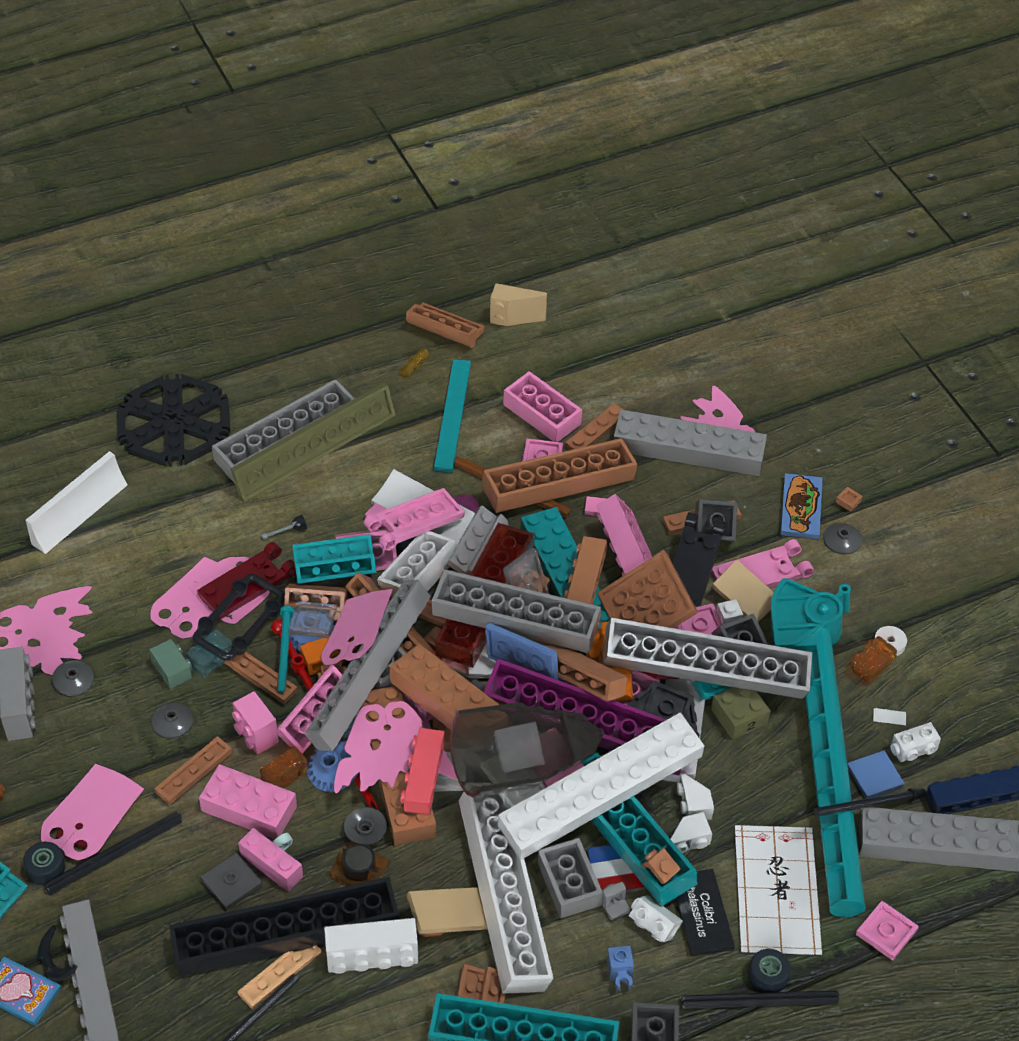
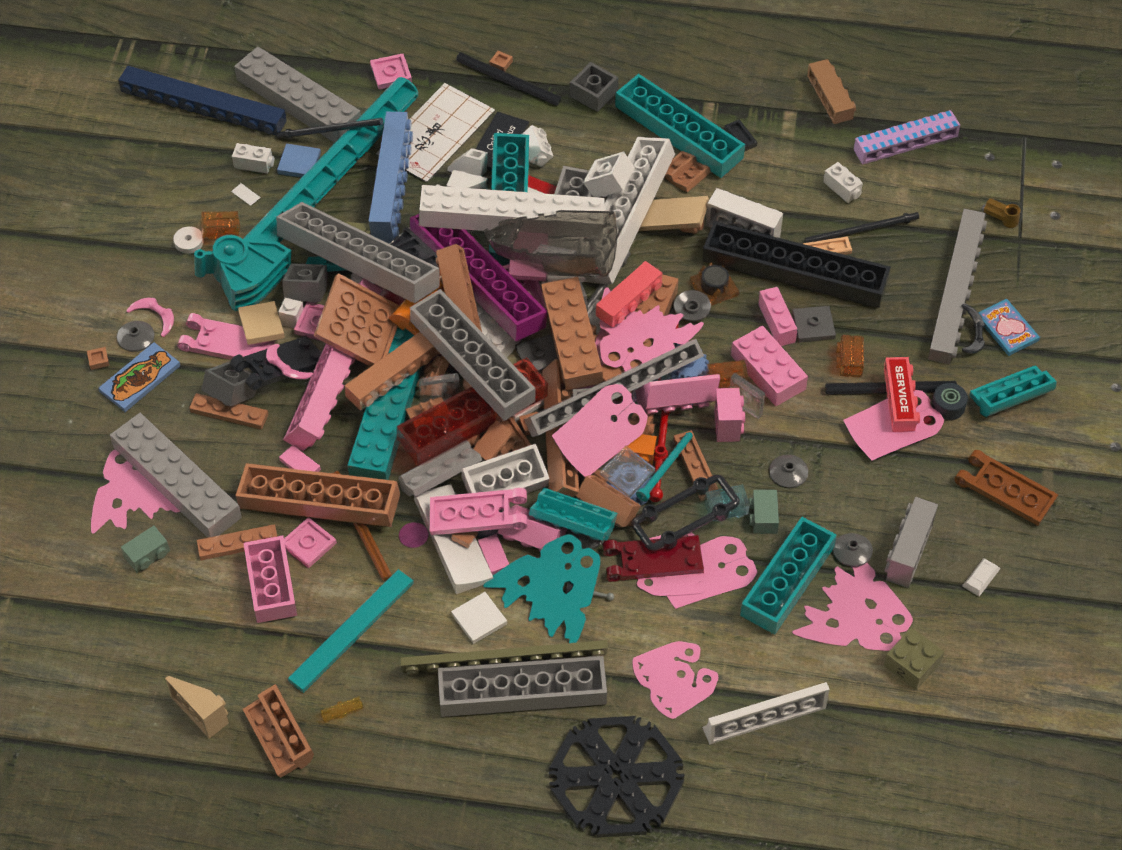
camera: 145 degrees left, 5 degrees up
(95, 832) = (901, 394): none -> brick
(116, 615) = (788, 575): none -> teal brick
(171, 859) = (851, 356): none -> clear orange brick
(179, 500) = (664, 682): none -> bright pink piece
(193, 770) = (796, 415): nougat plate -> none
(248, 750) = (752, 395): none -> clear tile
(283, 841) = (761, 322): light aqua tile -> none
(320, 511) = (547, 582): none -> teal piece
(360, 469) = (479, 617): none -> white tile
(520, 651) = (488, 322): medium blue tile -> none
(540, 891) = (609, 175): none -> white brick
(614, 901) = (553, 170): light grey bracket -> none
(620, 965) = (583, 134): medium blue brick -> none
(658, 386) = (145, 549): none -> sand green brick
(661, 865) = (517, 144): nougat bracket -> none
(696, 550) = (273, 358): none -> bright pink piece
(707, 855) = (471, 162): none -> white slope
(765, 790) = (391, 176): none -> medium blue brick
(765, 963) = (489, 86): black wheel -> none
(786, 1015) = (501, 61): none -> nougat plate
(838, 566) = (151, 303): none -> bright pink piece

